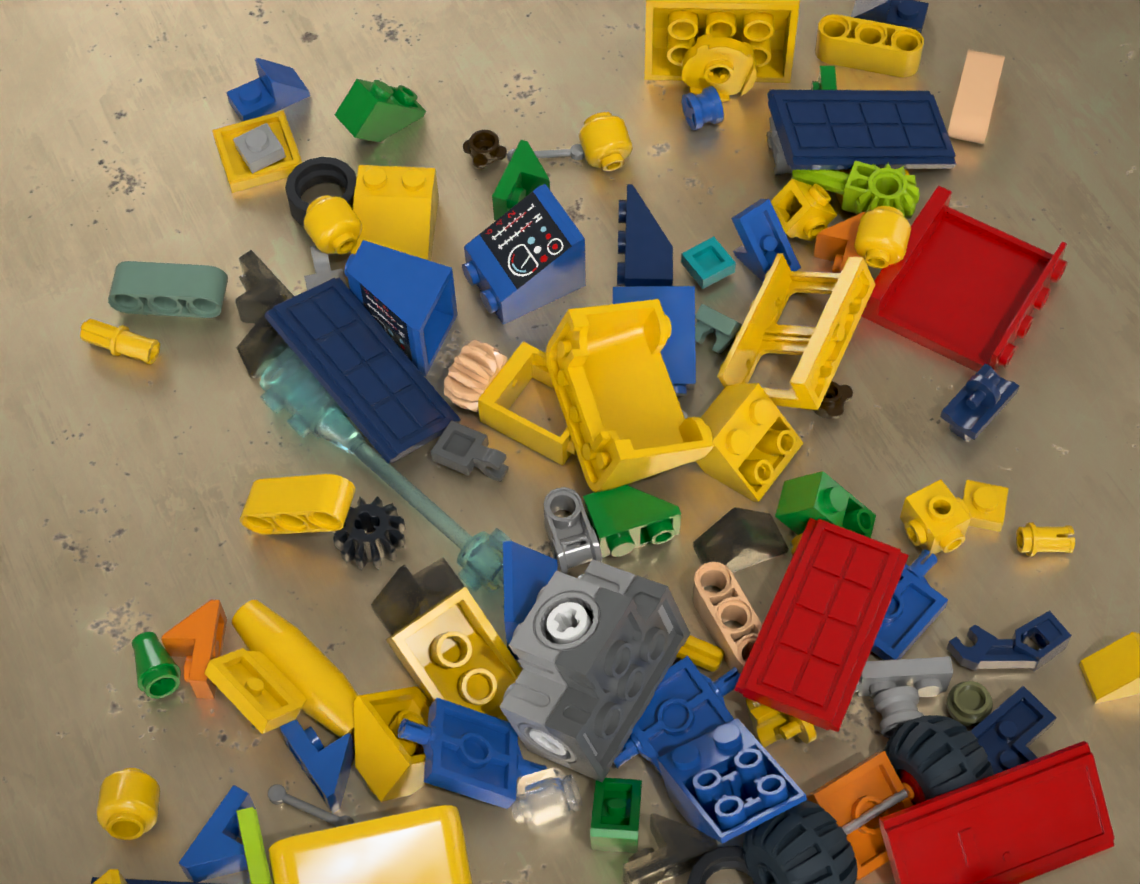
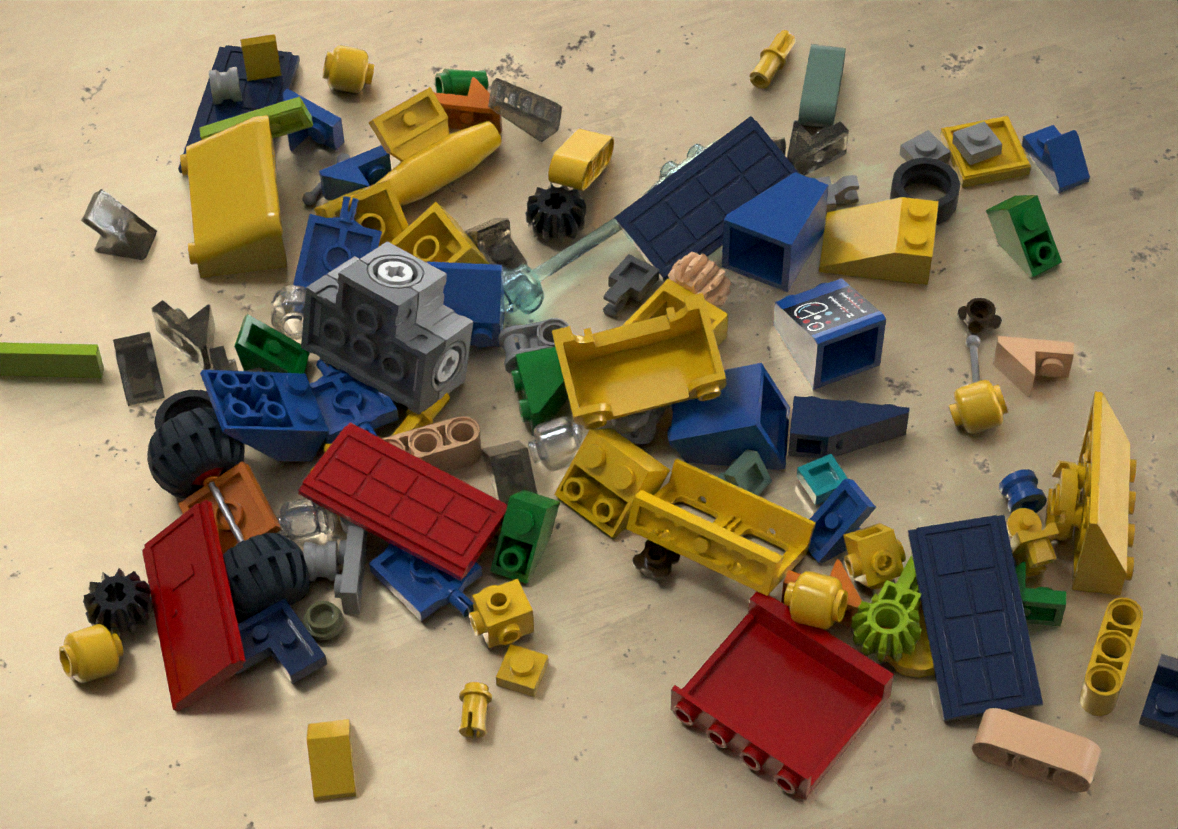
camera: 95 degrees right, 5 degrees down
(212, 574) = (536, 114): none -> clear smoke slope
(261, 200) = (924, 146): none -> light grey plate
(332, 225) = (870, 182): yellow head -> none
(518, 180) = (937, 337): green slope -> none
(547, 106) = (1024, 358): none -> light nougat slope
(703, 494) = (556, 443): none -> clear head
(772, 76) = (1030, 542): none -> yellow hips
(857, 738) = (305, 522): none -> clear head
(978, 403) = (628, 673): dark blue hips -> none
(1012, 653) = (367, 644): dark blue piece -> none

